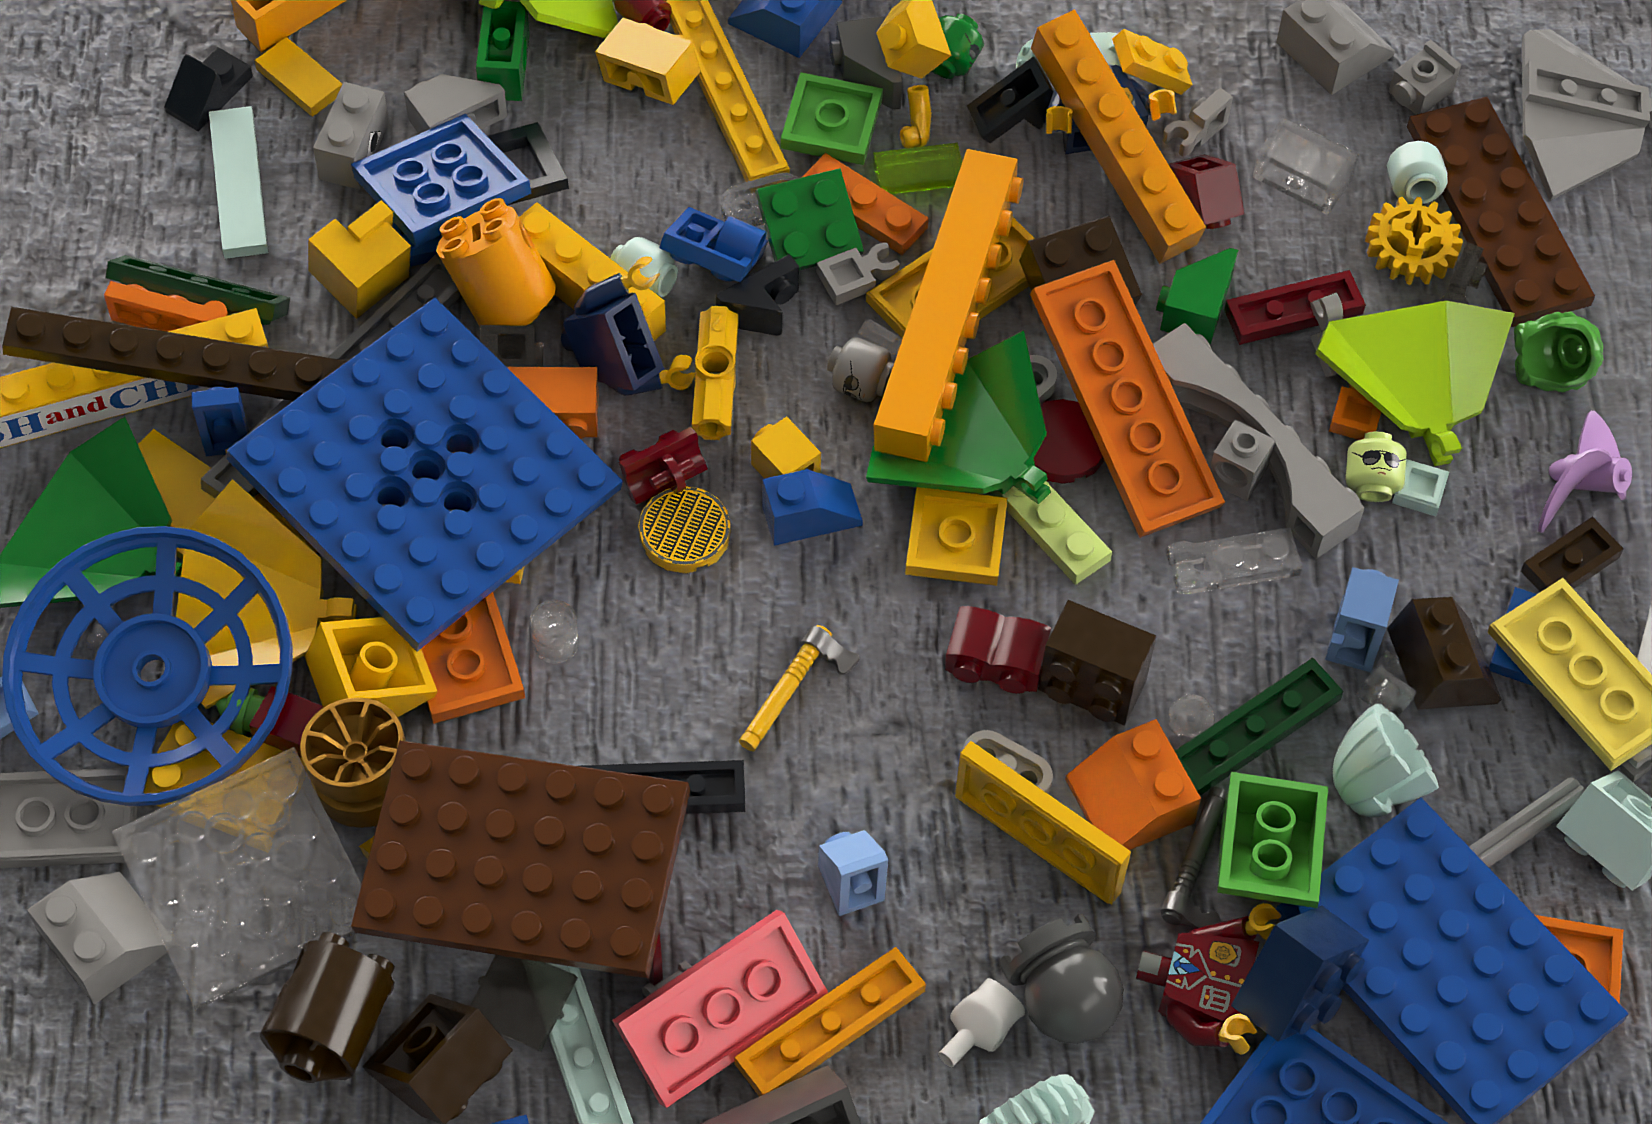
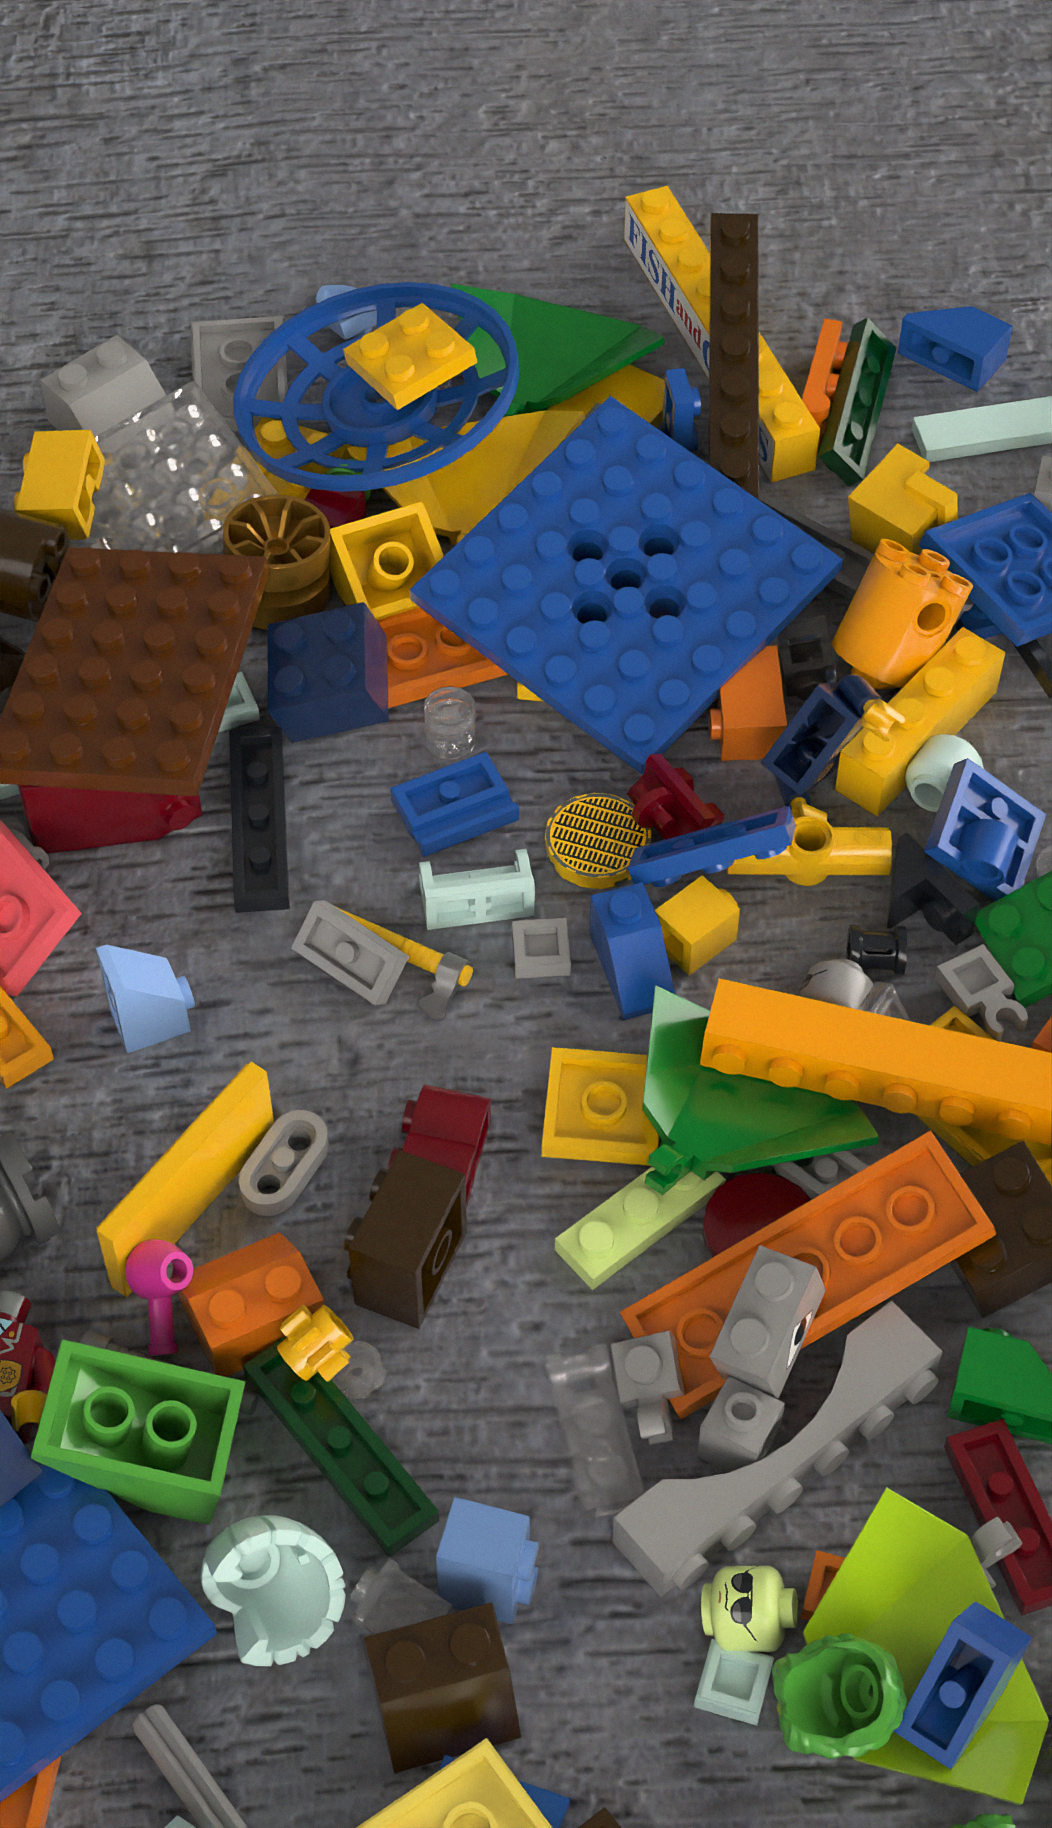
camera: 90 degrees right, 5 degrees down
(132, 622) = (410, 356): none -> yellow plate
(139, 202) = (956, 343): none -> blue slope
(236, 955) = (61, 479): none -> yellow brick
(505, 710) = (327, 672): none -> dark blue brick
(642, 633) = (454, 804): none -> blue plate
(731, 424) = (713, 847): none -> blue plate
(734, 618) = (477, 894): none -> light aqua hinge
(800, 573) = (541, 948): none -> light grey plate
(801, 714) = (350, 952): none -> light grey plate
(814, 336) = (893, 959): none -> black bush
(1134, 834) = (149, 1280): none -> dark pink bar
(1182, 415) = (768, 1321): none -> light grey brick
(1192, 726) = (315, 1343): none -> yellow gear
(1201, 515) = (646, 1378): none -> light grey plate
(1439, 330) = (962, 1683): none -> blue slope
(1457, 412) = (839, 1696): none -> bright green hair

